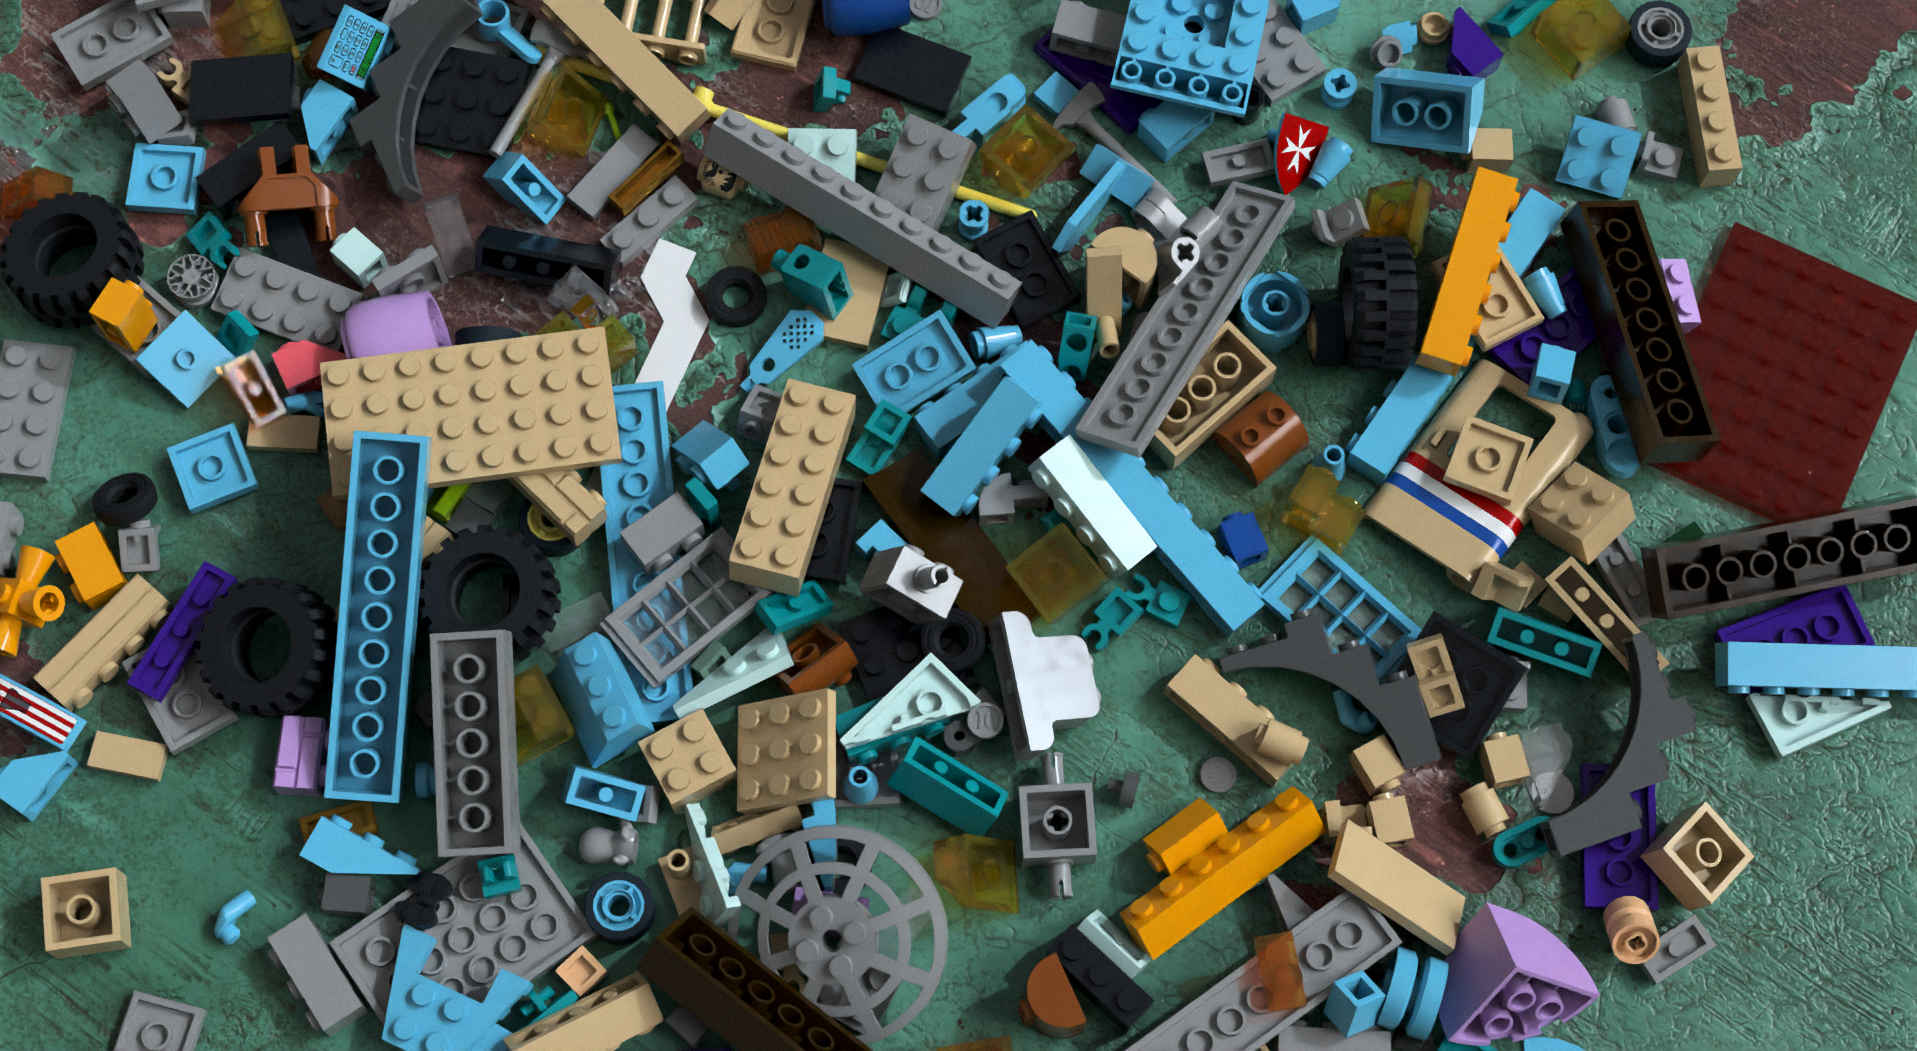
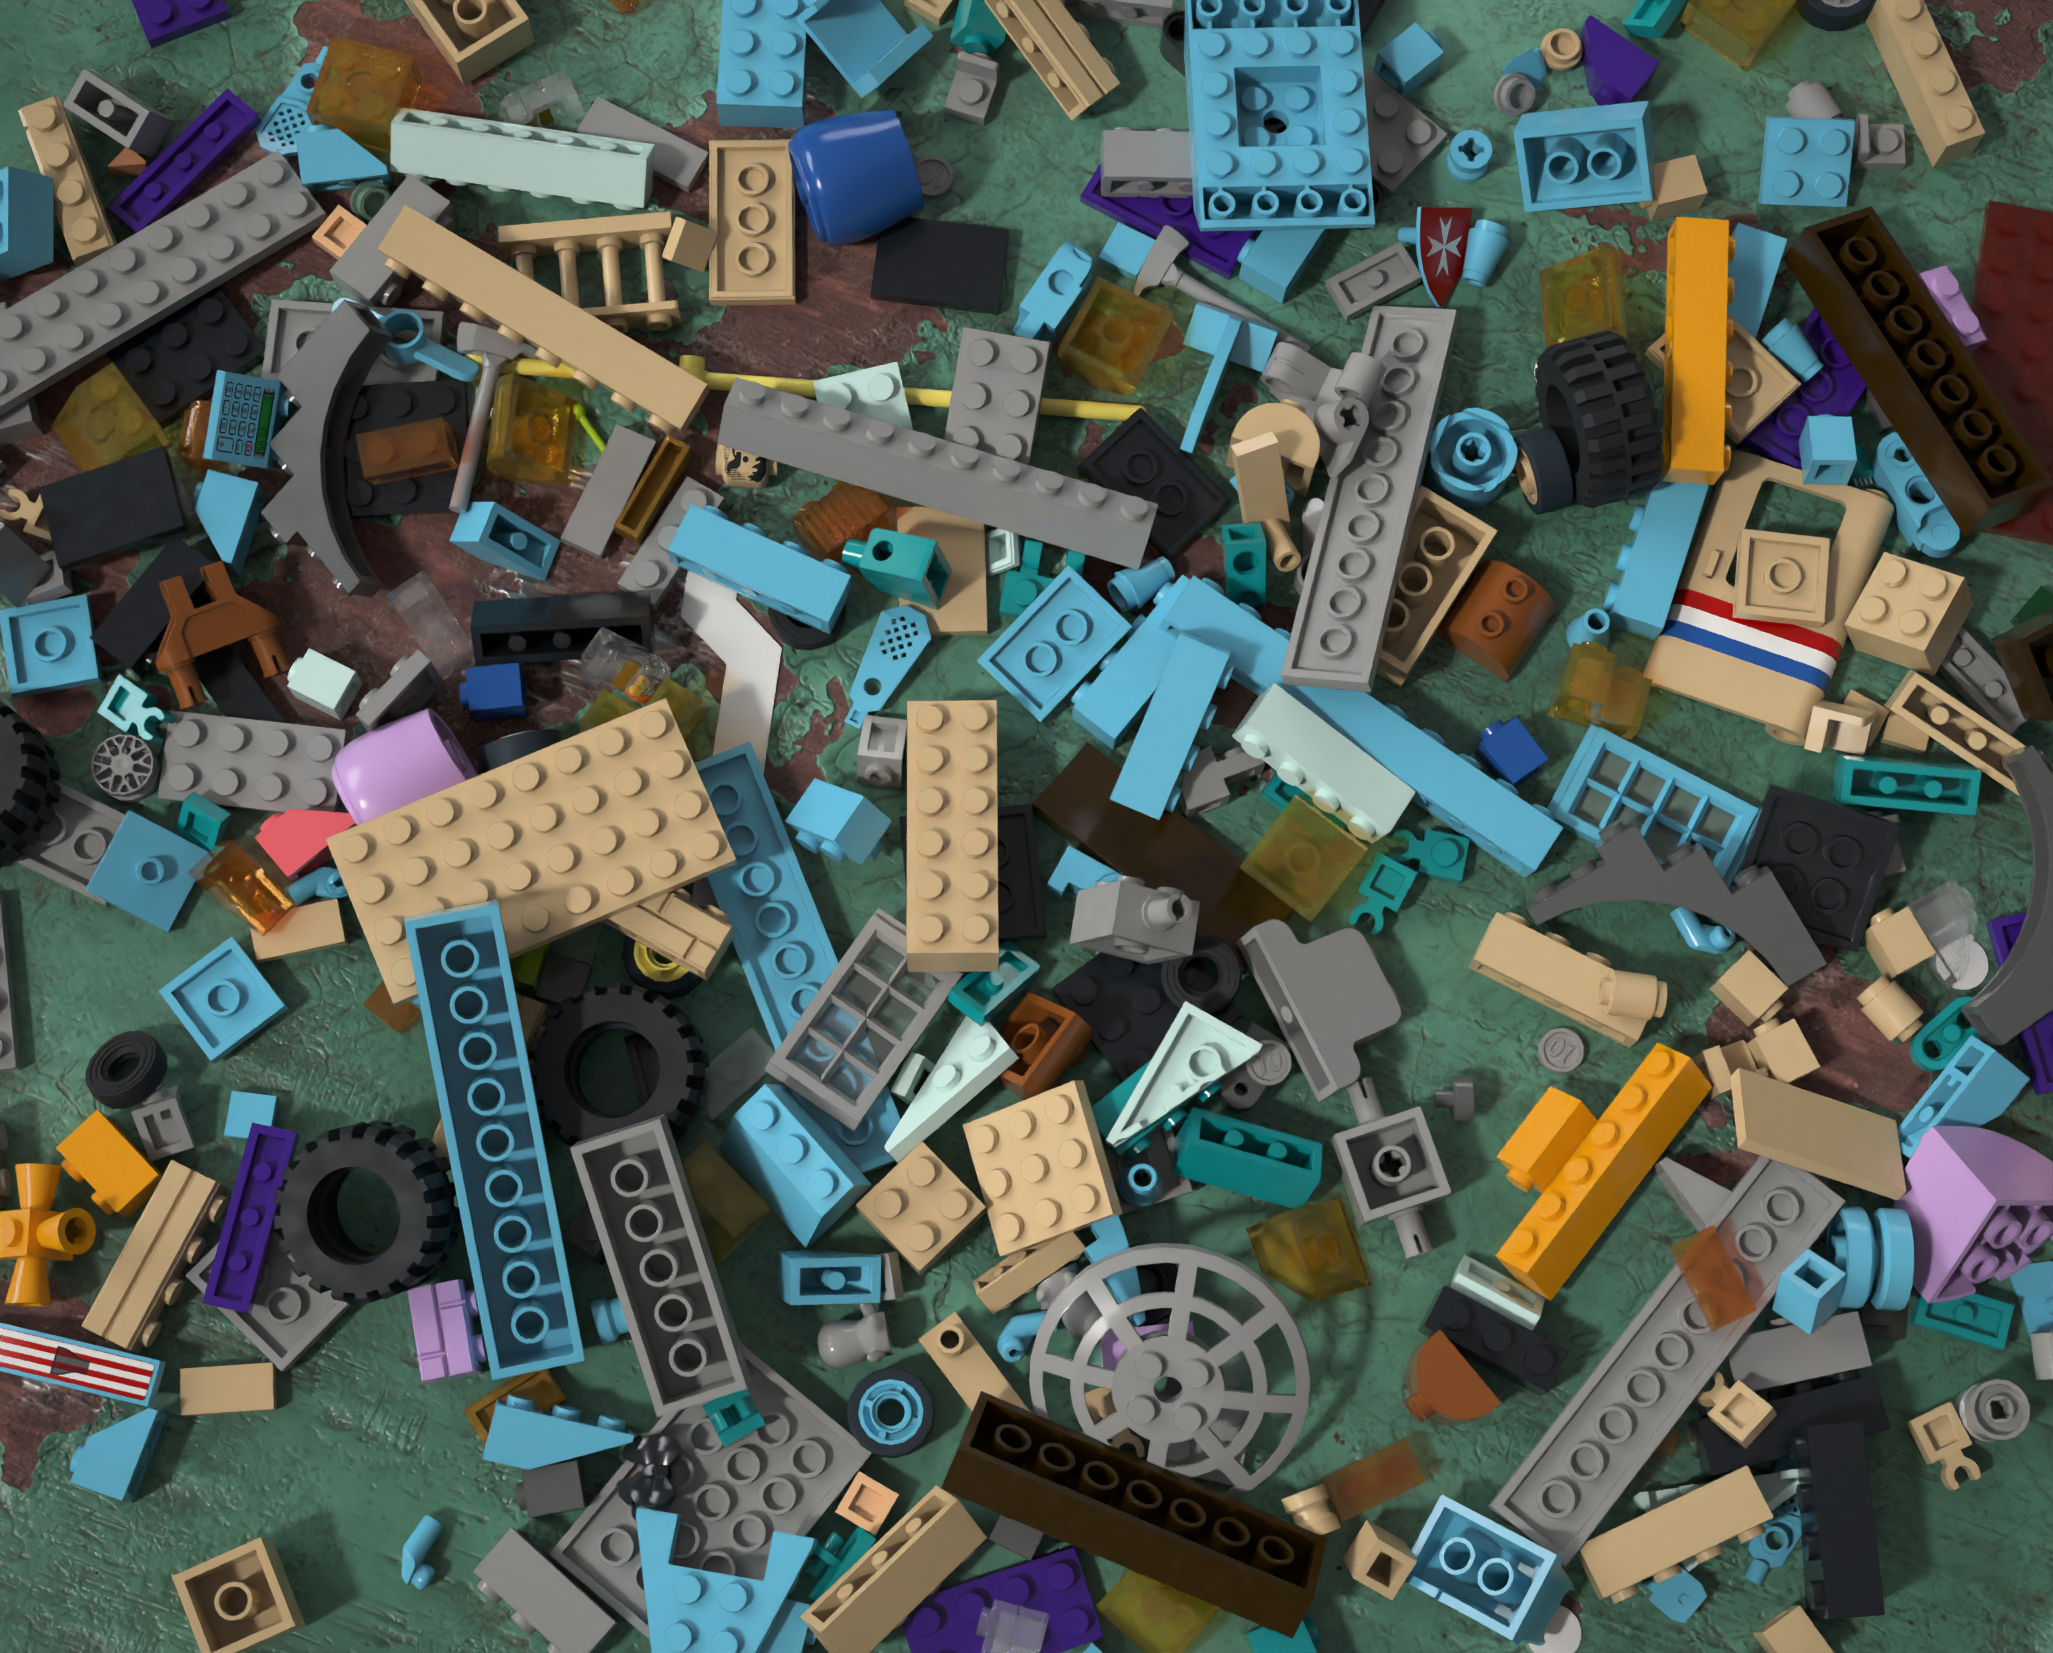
camera: 15 degrees left, 5 degrees up
(124, 314) = (56, 838): light orange brick -> none
(207, 551) = (249, 1108): none -> medium azure tile
(469, 101) = (407, 451): none -> clear orange brick
(483, 296) = (494, 692): none -> blue brick
(663, 534) = (810, 937): light grey brick -> none
(703, 504) = (846, 886): teal plate -> none
(708, 254) = (760, 567): none -> medium azure brick
(709, 870) = (988, 1338): light aqua wing -> none
(829, 89) = (846, 317): teal tile -> none
(879, 438) = (1036, 744): teal slope -> none
(973, 210) = (1067, 426): medium azure bush -> none
(1340, 223) = (1519, 325): light grey bracket -> none
(1435, 675) = (1792, 862): tan slope -> none
(1528, 888) = (1967, 1093): none -> medium azure slope

